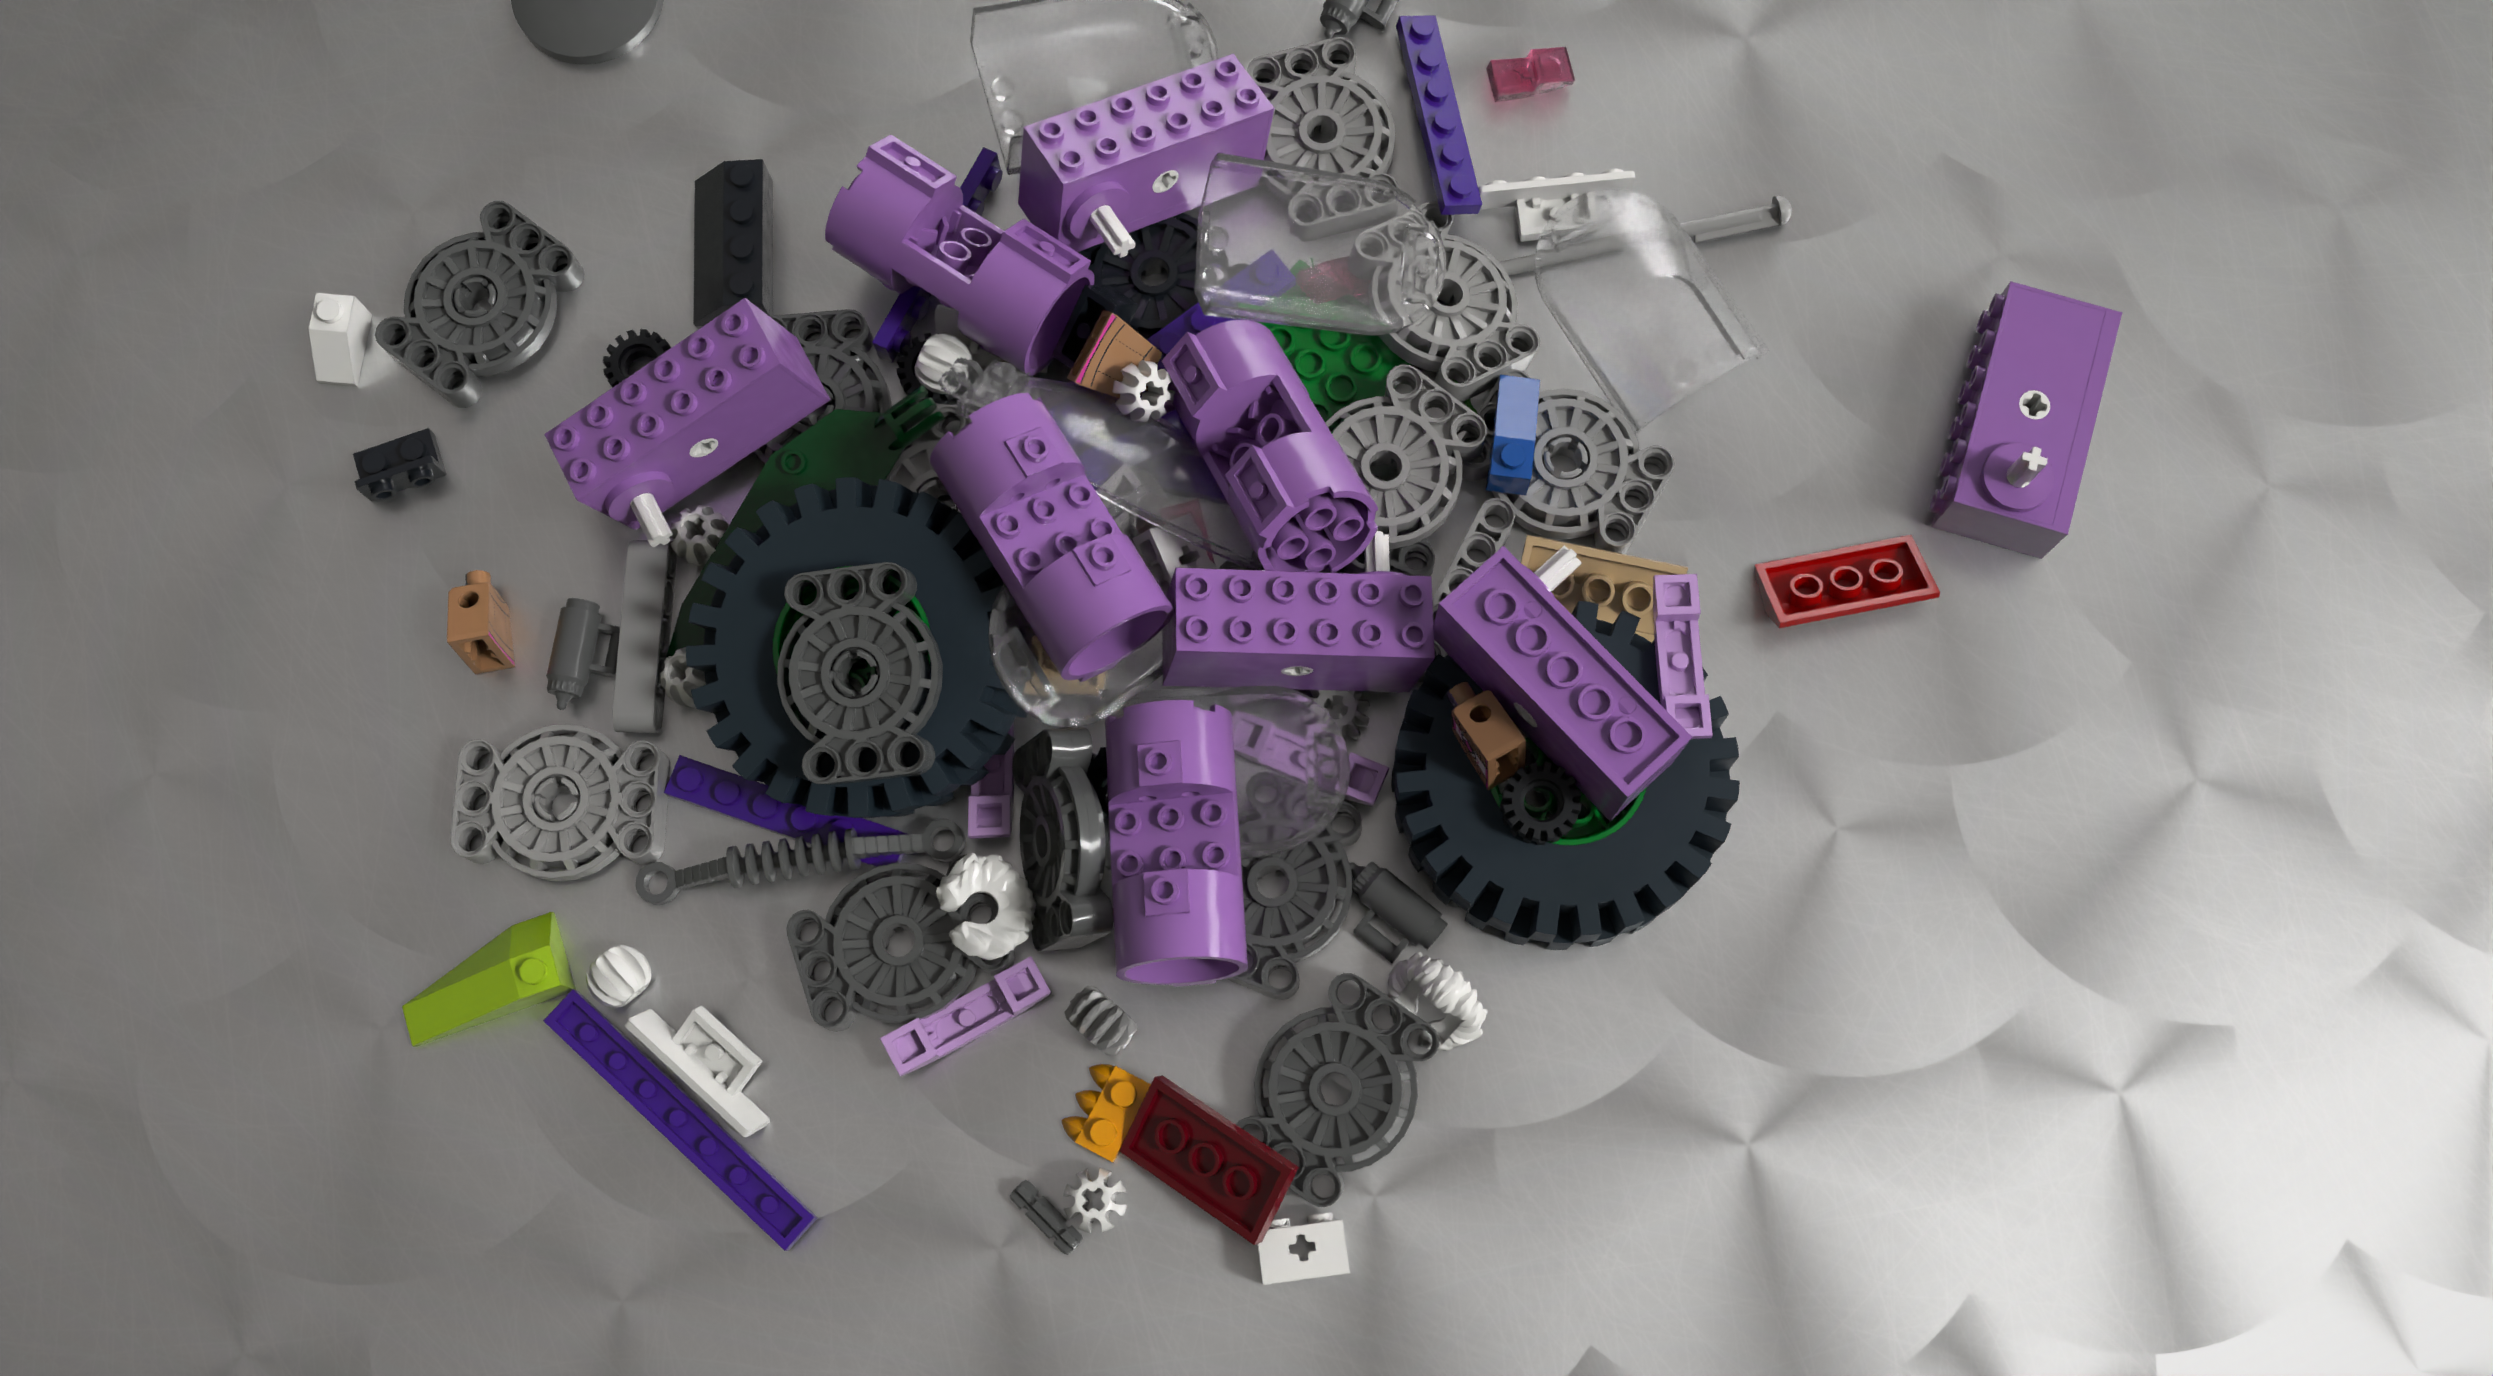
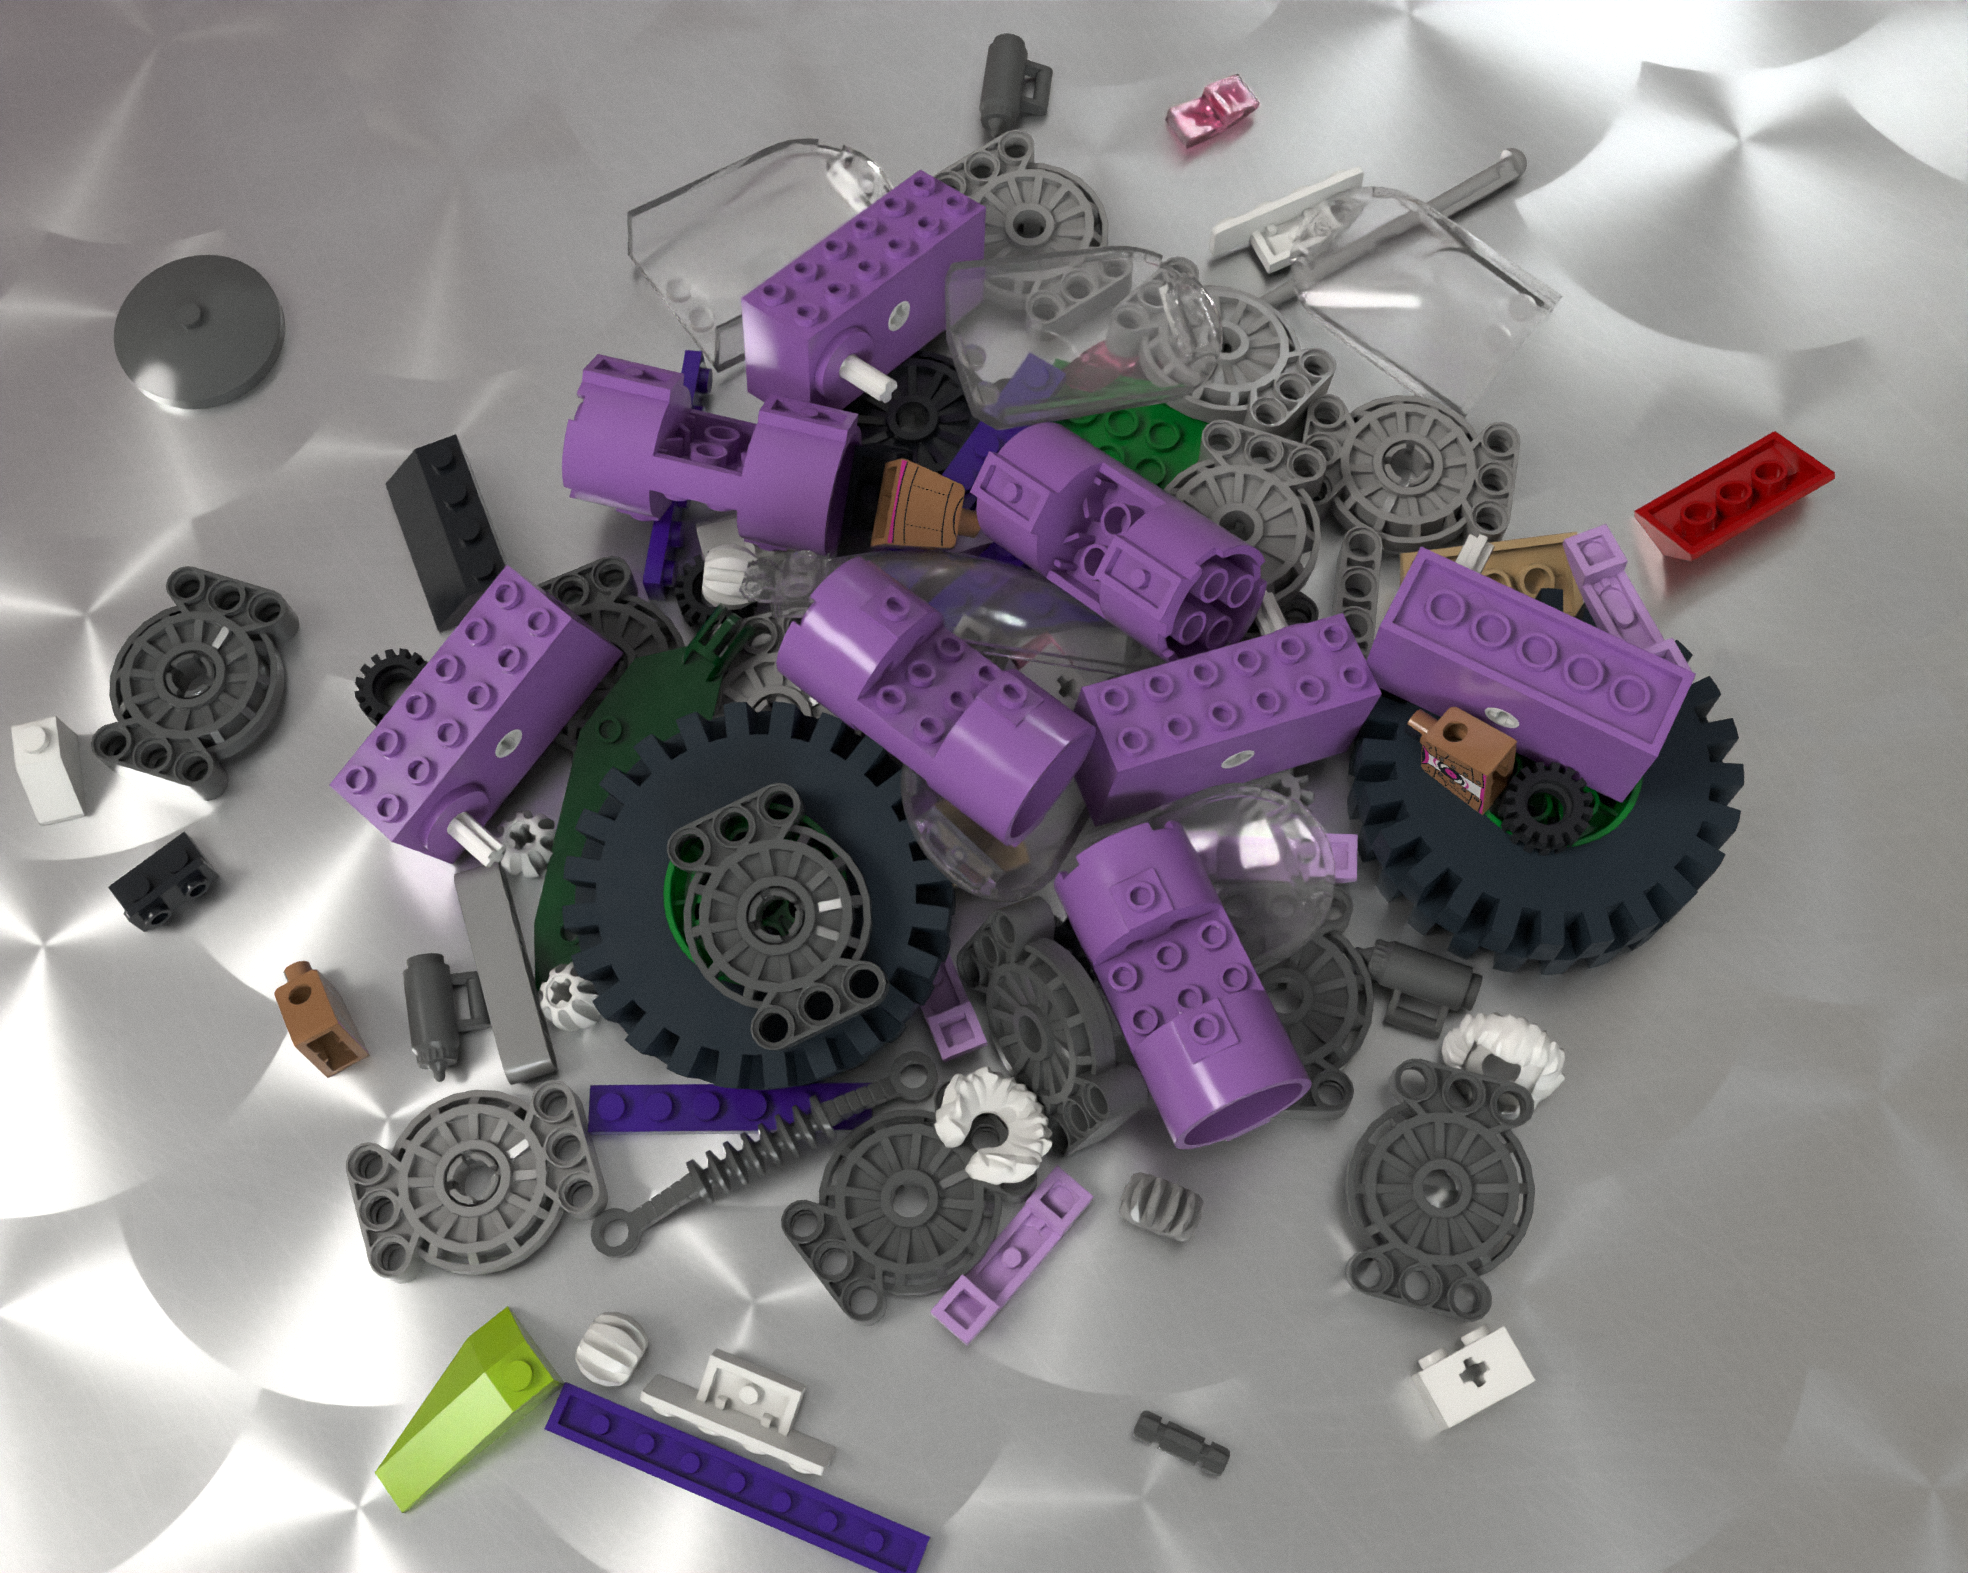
camera: 20 degrees left, 5 degrees down
(1107, 1198) = (1216, 1409): white piece -> none
(1108, 1111) = (1204, 1303): light orange plate -> none
(1134, 382) = (962, 529): white piece -> none
(1208, 1159) = (1338, 1313): dark red plate -> none
(1438, 115) = (1140, 176): dark purple plate -> none
(1513, 435) = (1352, 459): blue slope -> none
(2025, 420) = (1844, 282): medium lavender piece -> none

